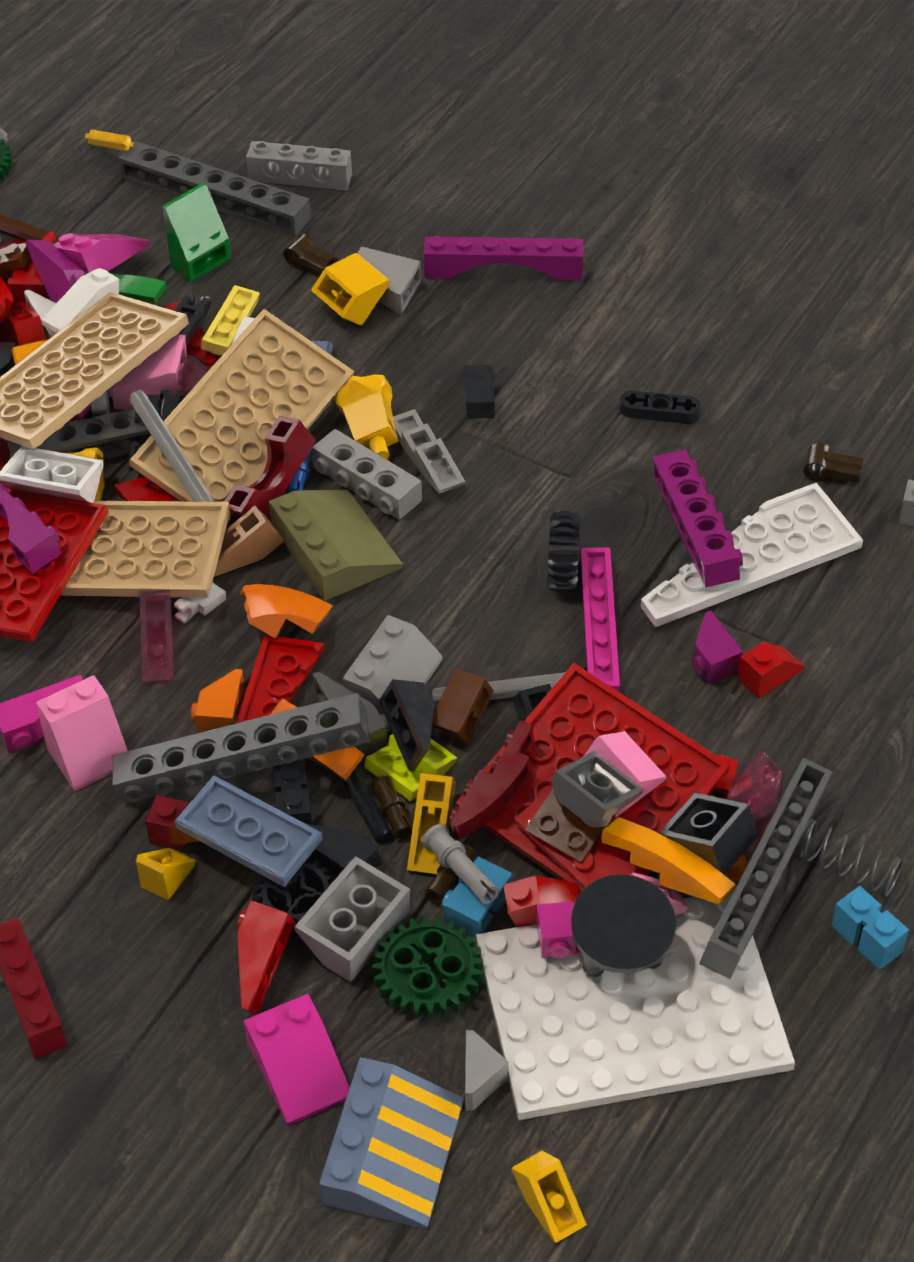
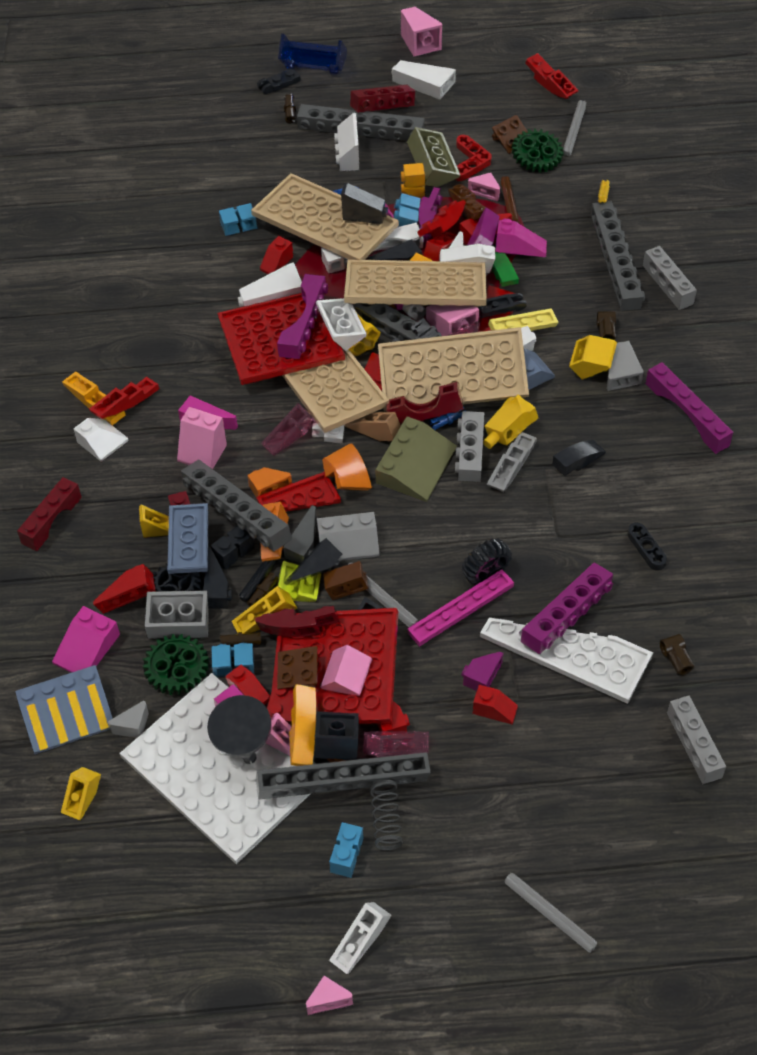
camera: 55 degrees right, 5 degrees up
(169, 447) = (398, 354): light grey axle -> none
(195, 234) = (563, 267): slope -> none
(452, 855) = (241, 631): light grey pin -> none
(594, 789) = (312, 663): dark grey slope -> none

